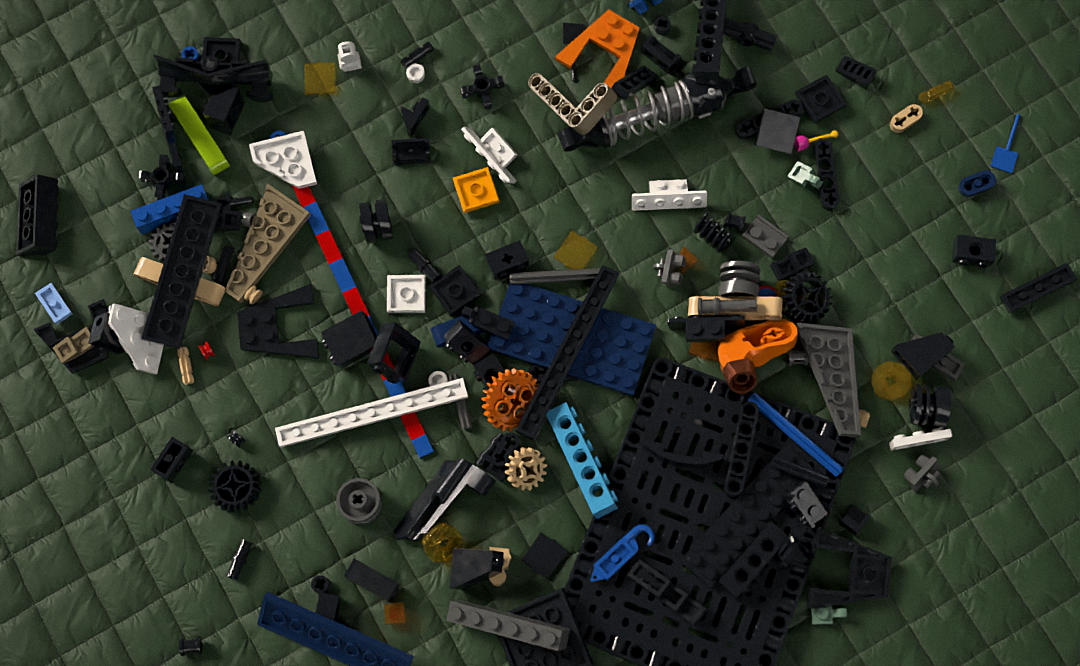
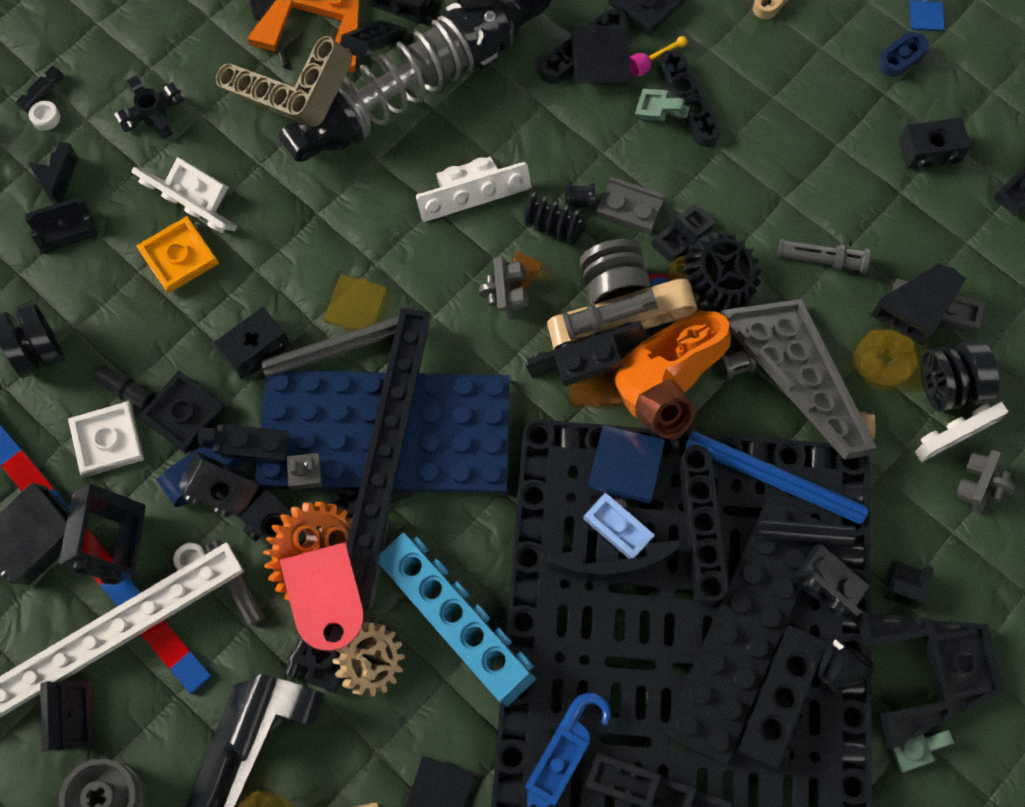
camera: 20 degrees left, 5 degrees down
(349, 449) = (66, 716): none -> black plate
(510, 425) = (323, 594): none -> coral tile
(518, 349) = (304, 471): none -> dark grey tile
(691, 436) = (618, 526): none -> light blue plate
(708, 400) = (626, 464): none -> dark blue slope
(883, 307) = (837, 257): none -> dark grey pin

